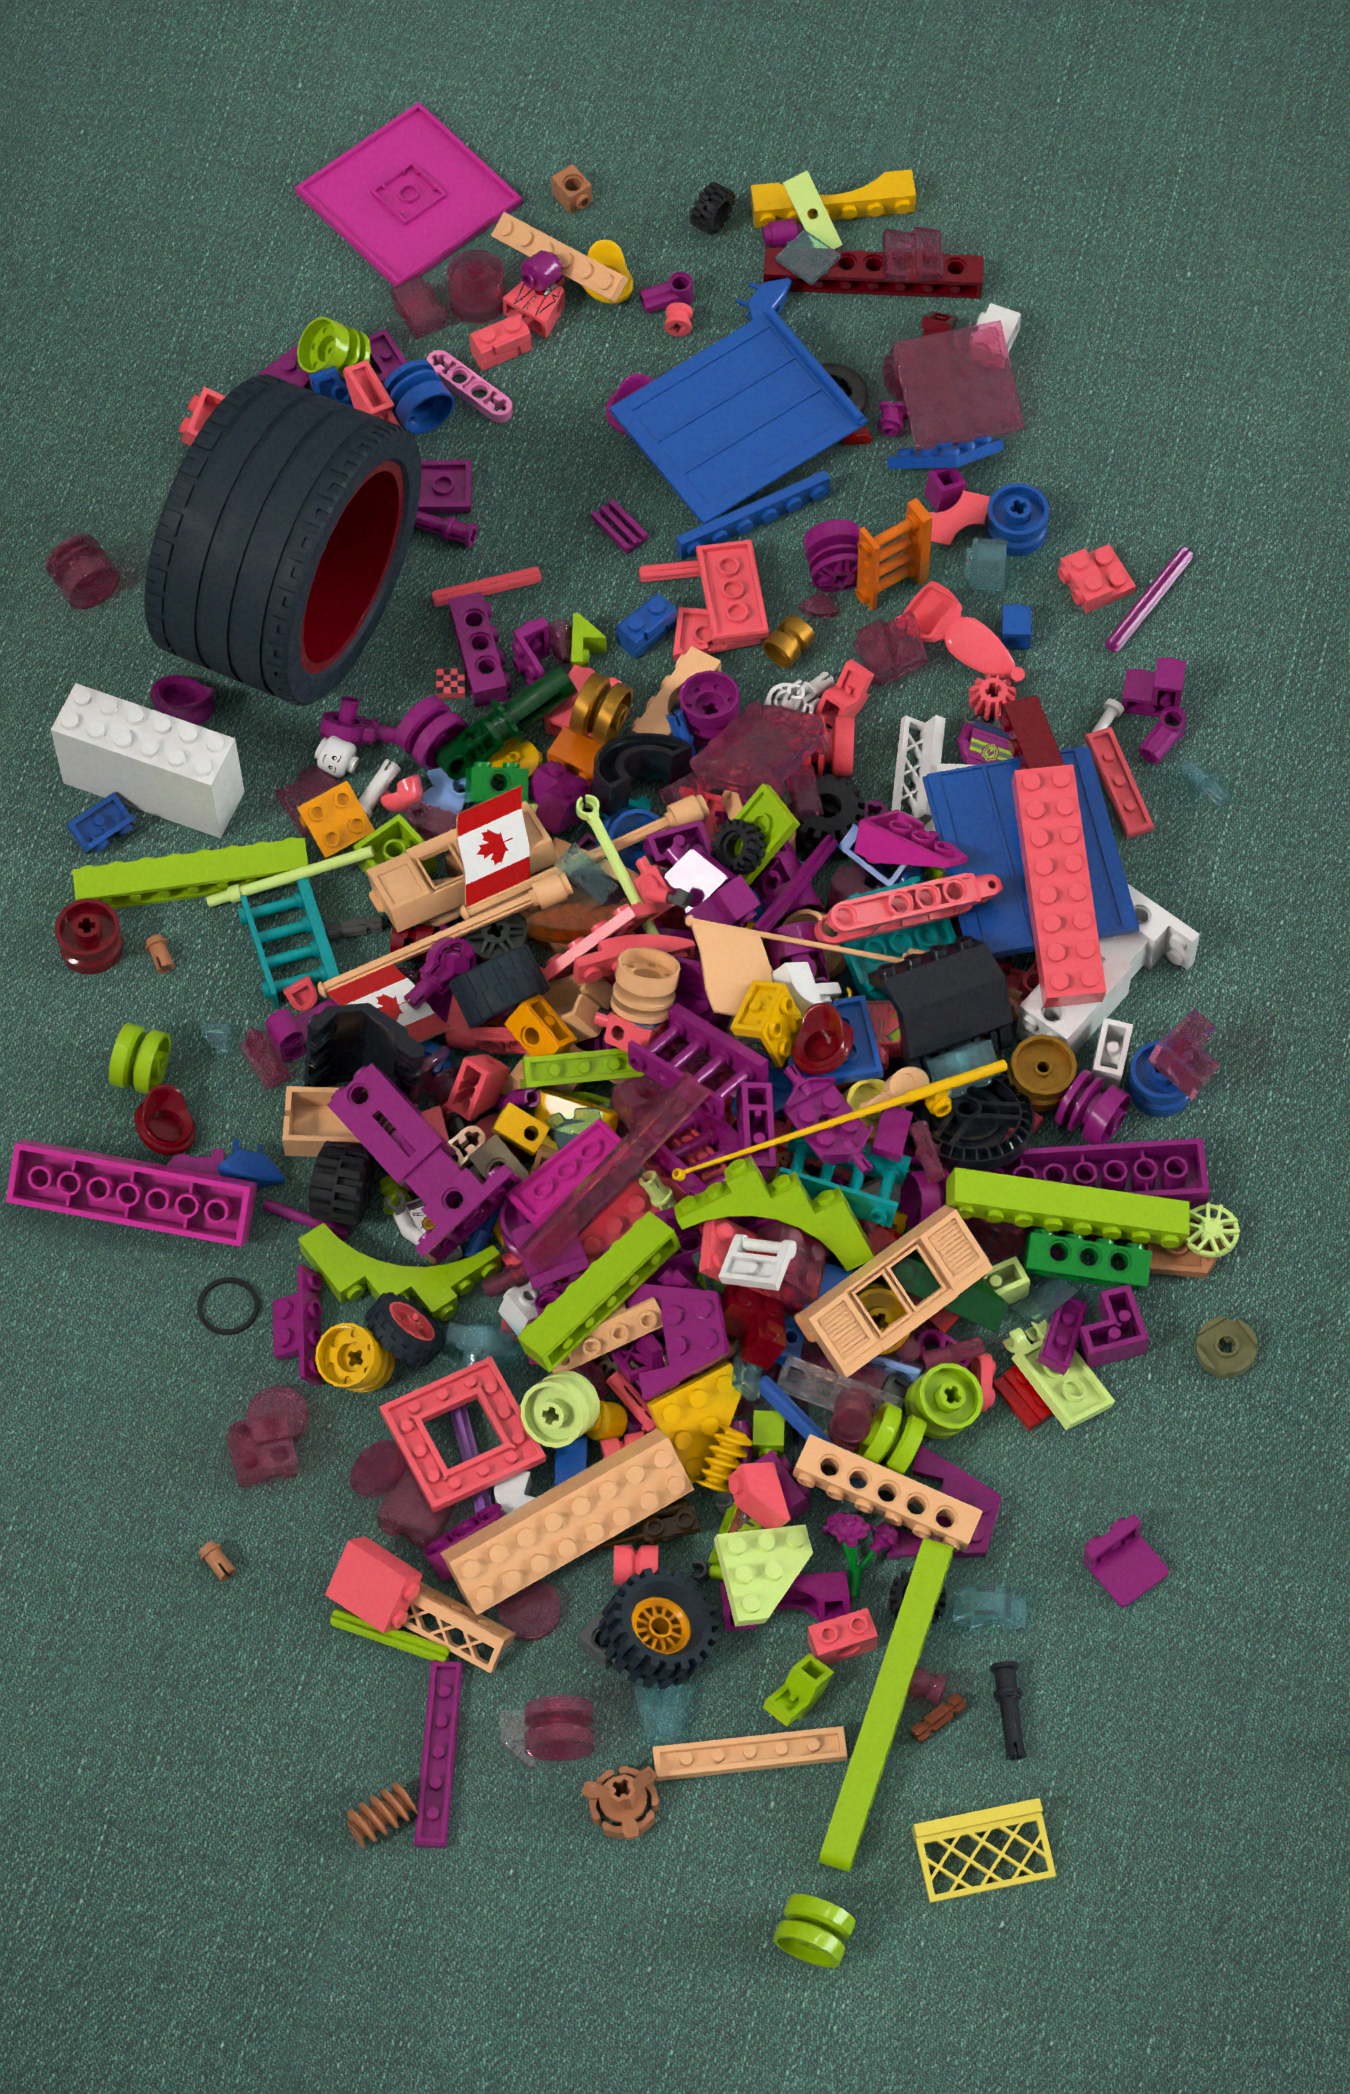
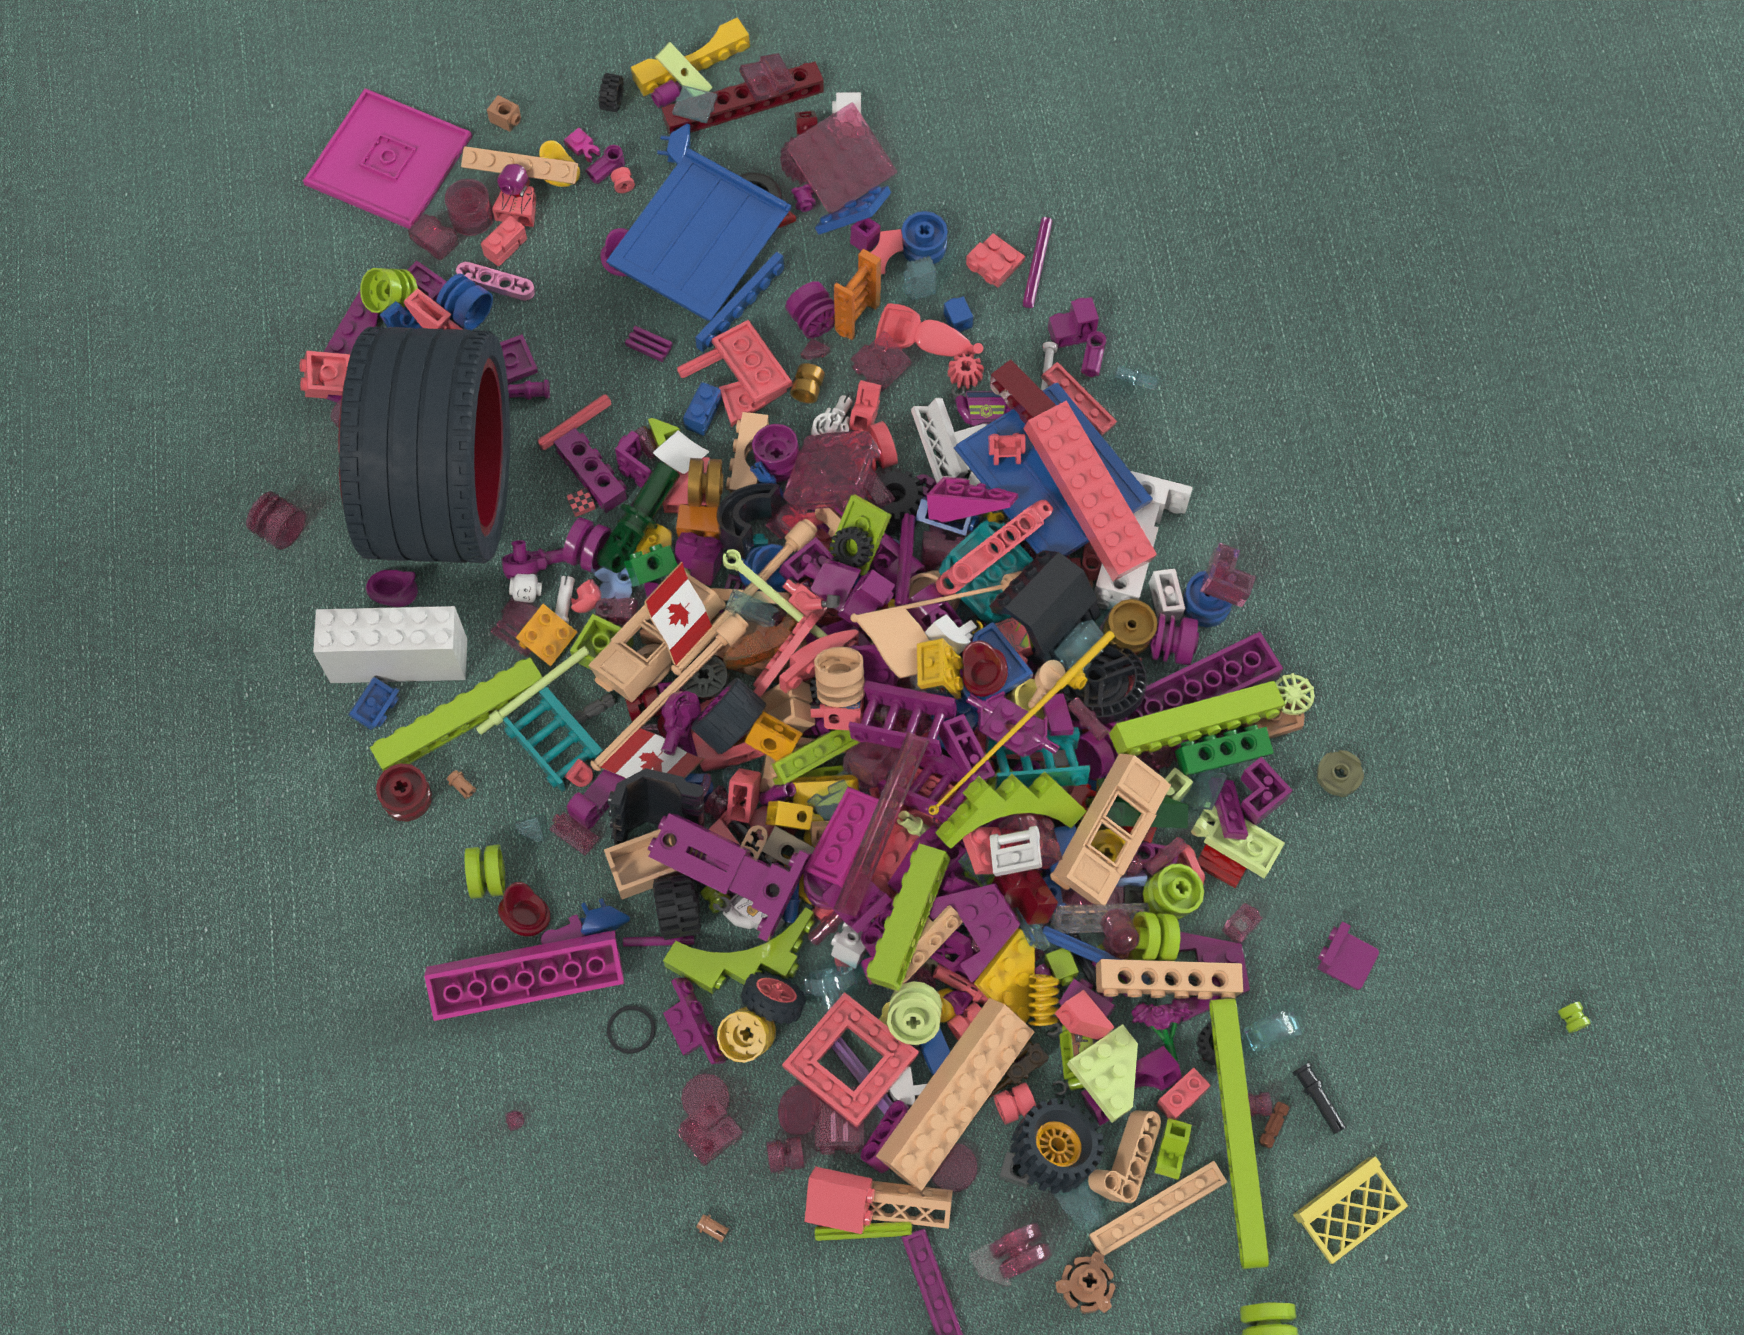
camera: 25 degrees left, 5 degrees up
(48, 1351) = (514, 1120): none -> clear pink hinge
(338, 1512) = (776, 1152): none -> clear pink wheel
(592, 658) = (678, 451): none -> white sticker
(623, 1420) = (959, 1000): none -> magenta tile
(650, 258) = (581, 143): none -> dark pink plate
(776, 1655) = (1131, 1161): none -> light nougat beam
(983, 797) = (1006, 446): none -> coral piece
(1014, 1471) = (1242, 923): none -> clear pink window

